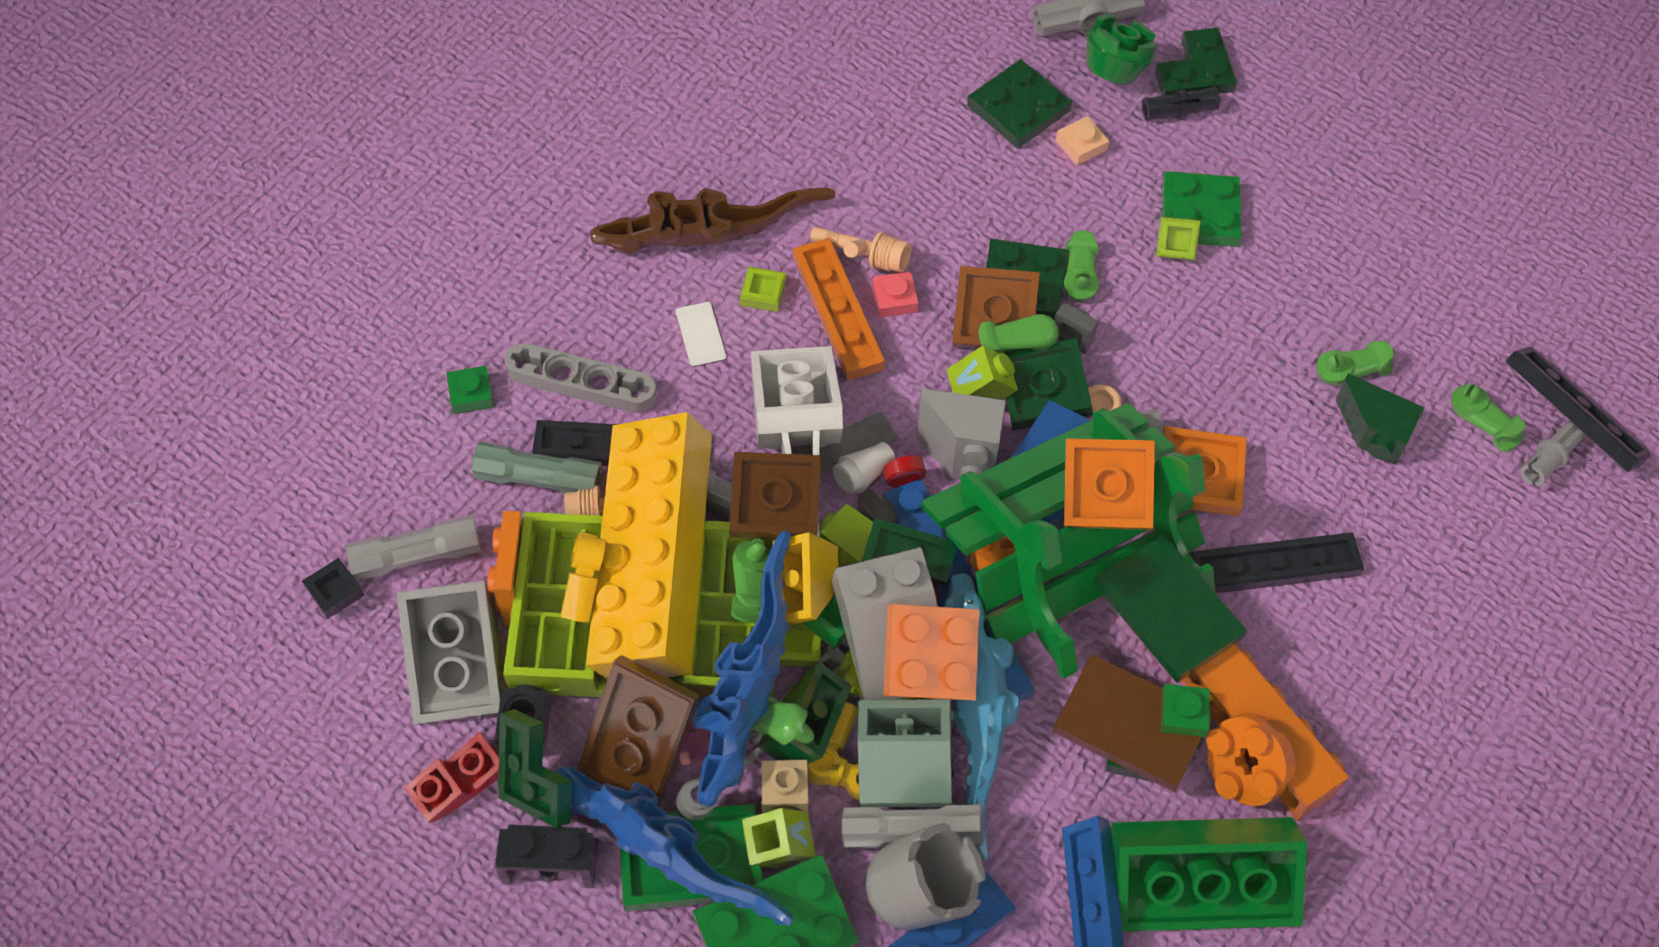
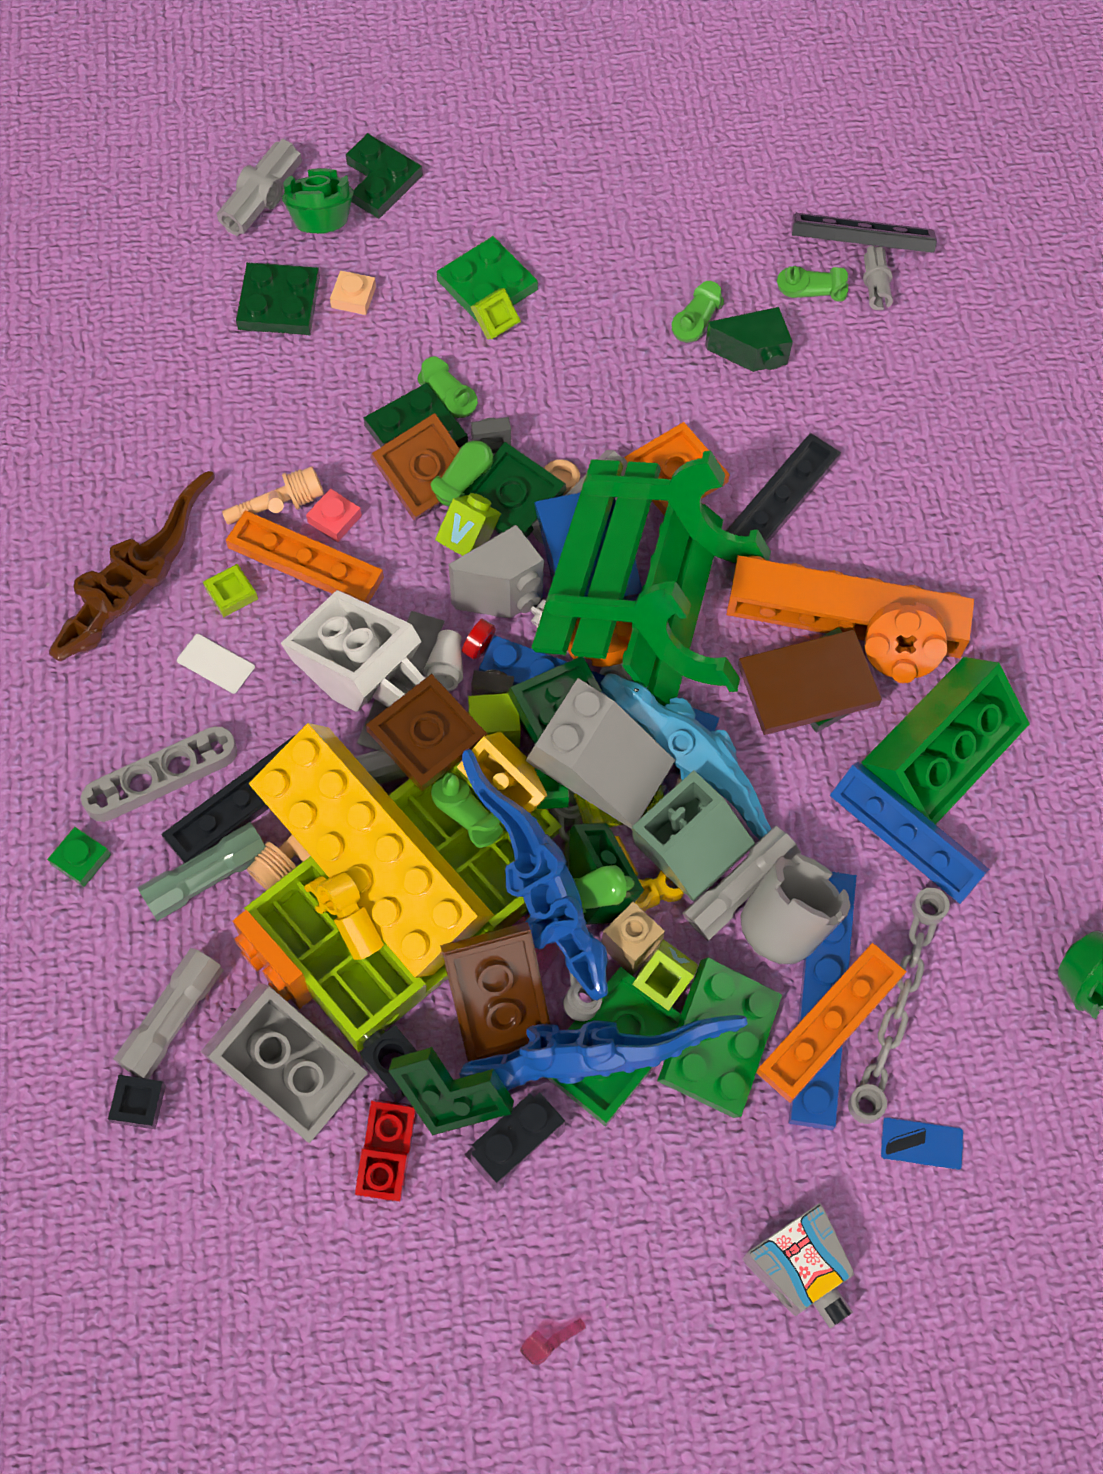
camera: 45 degrees left, 5 degrees up
(931, 652) = (651, 748): orange plate -> none
(1109, 484) = (654, 524): orange plate -> none
(1170, 608) = (760, 581): dark green tile -> none
(1185, 710) = (838, 643): green plate -> none
(1203, 100) = (409, 198): black pin -> none

